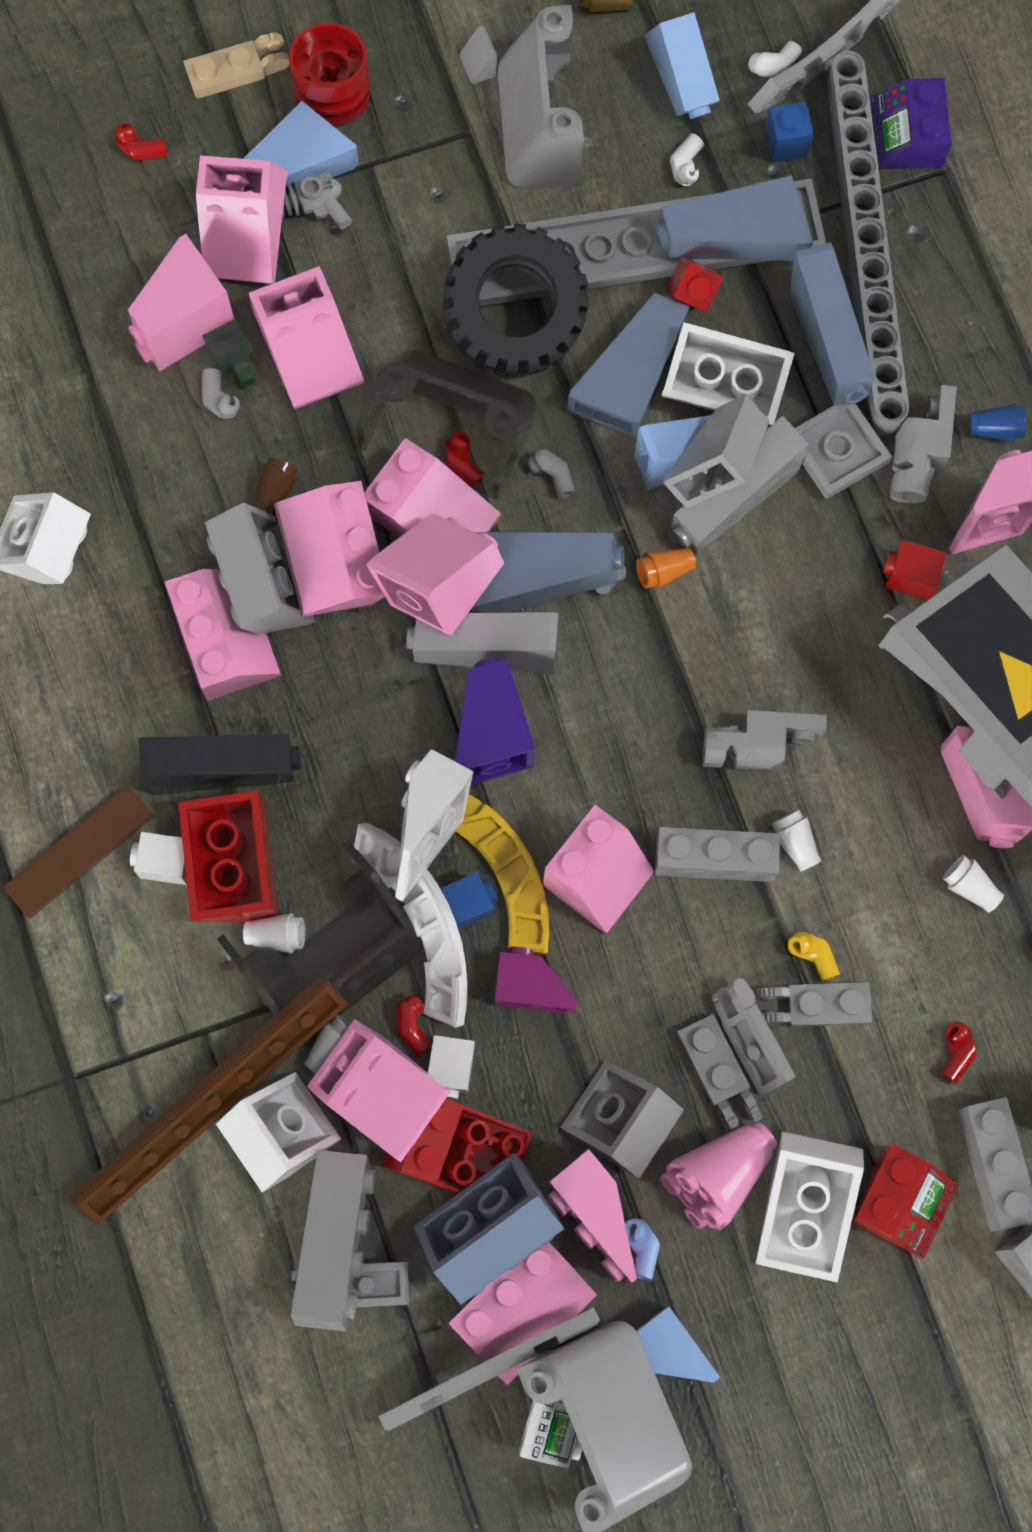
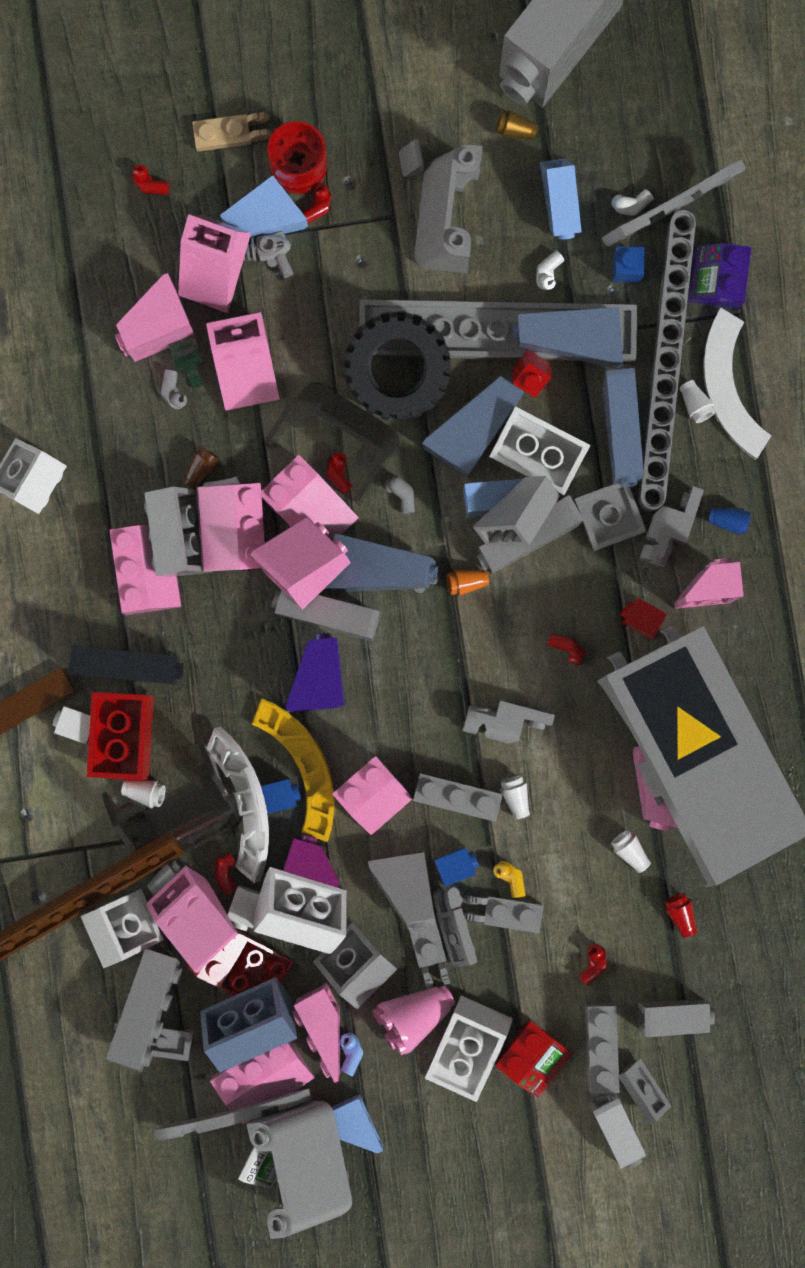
camera: 15 degrees right, 10 degrees up
(370, 130) = (320, 204): none -> red arm
(432, 814) = (265, 733): white slope -> none
(531, 1053) = (301, 911): none -> white slope
(673, 993) = (407, 888): none -> light grey slope
(735, 950) = (456, 866): none -> blue brick
(826, 626) = (568, 644): none -> red arm
(918, 285) = (697, 403): none -> white cone
(948, 268) = (721, 386): none -> white tile

